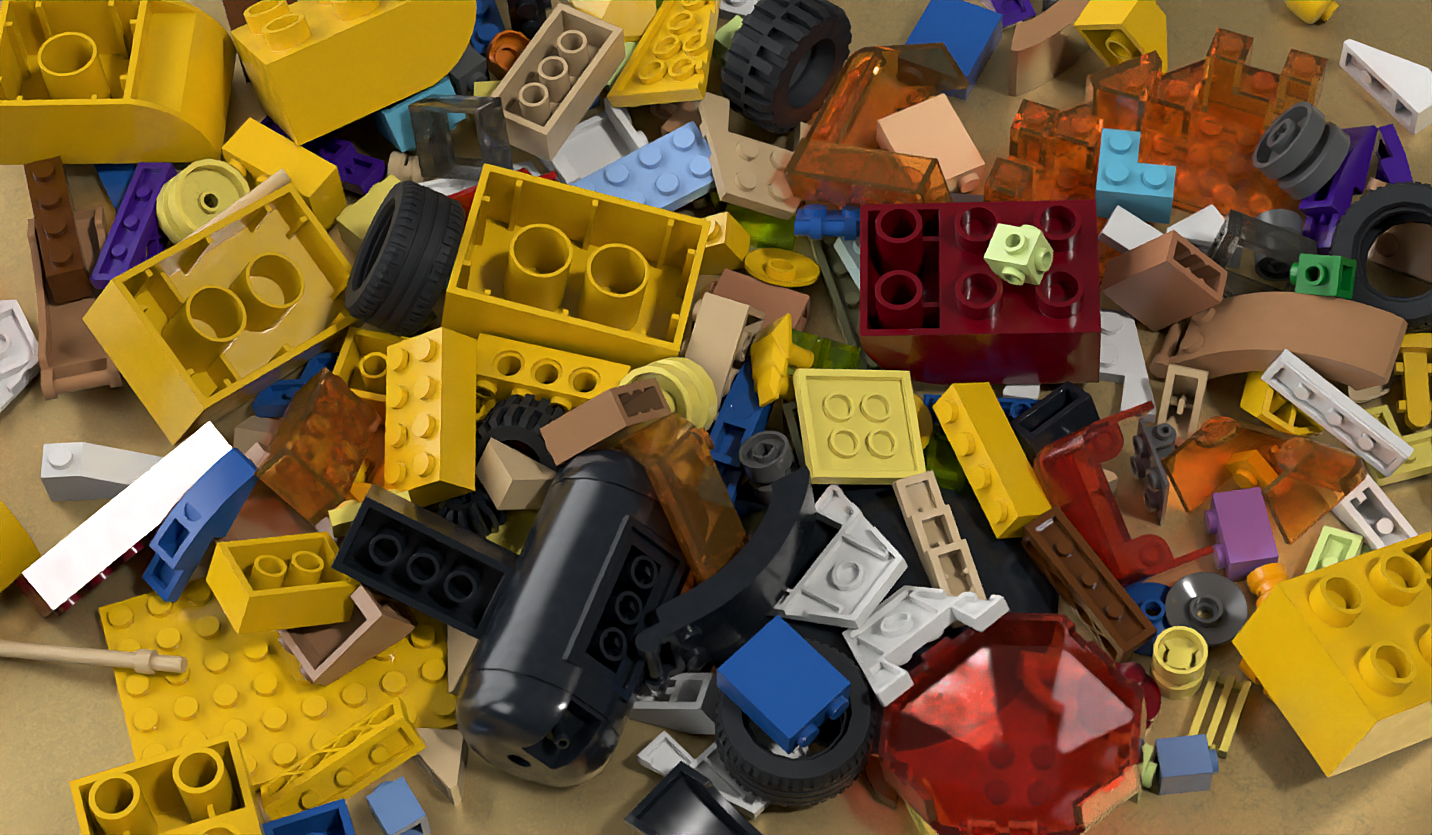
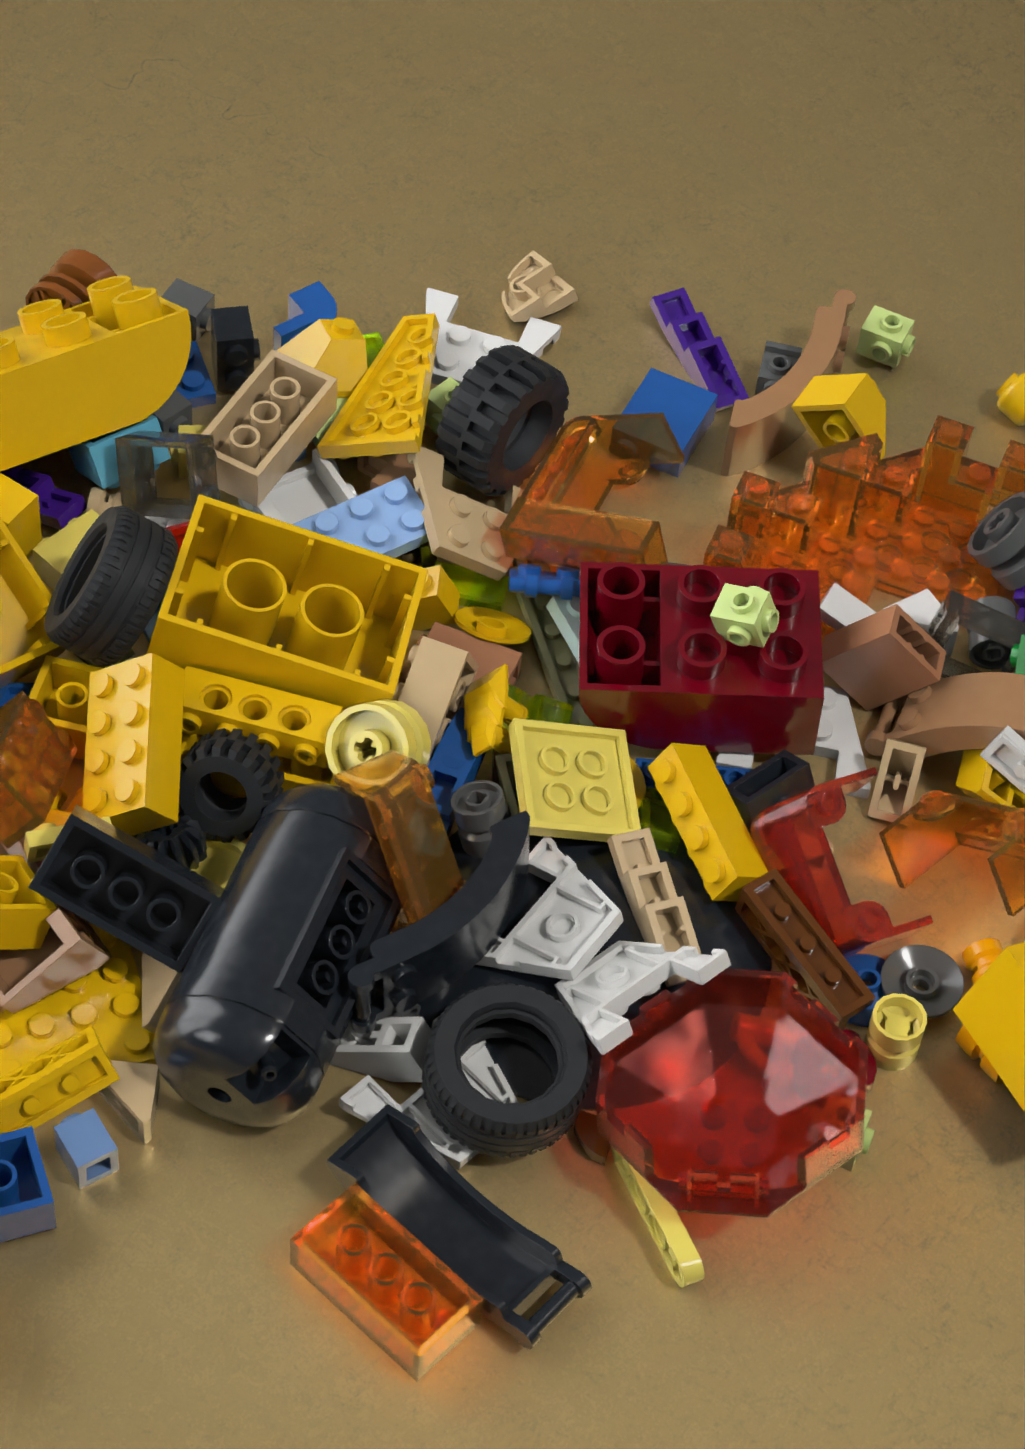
camera: 10 degrees left, 5 degrees down
(504, 51) = (210, 398): orange hair -> none
(513, 478) = (218, 812): tan slope -> none
(605, 420) = (318, 754): medium nougat brick -> none
(784, 685) = (501, 1027): blue brick -> none
(935, 132) = (651, 497): light nougat brick -> none
(1134, 186) = (853, 565): medium azure brick -> none
(1151, 448) = (865, 837): dark grey hinge -> none
(1184, 764) = (901, 1132): medium blue brick -> none
(1228, 684) = (944, 1058): light yellow tile -> none
(1240, 532) = (957, 907): medium lavender brick -> none
(1250, 470) = (969, 851): light orange bracket -> none

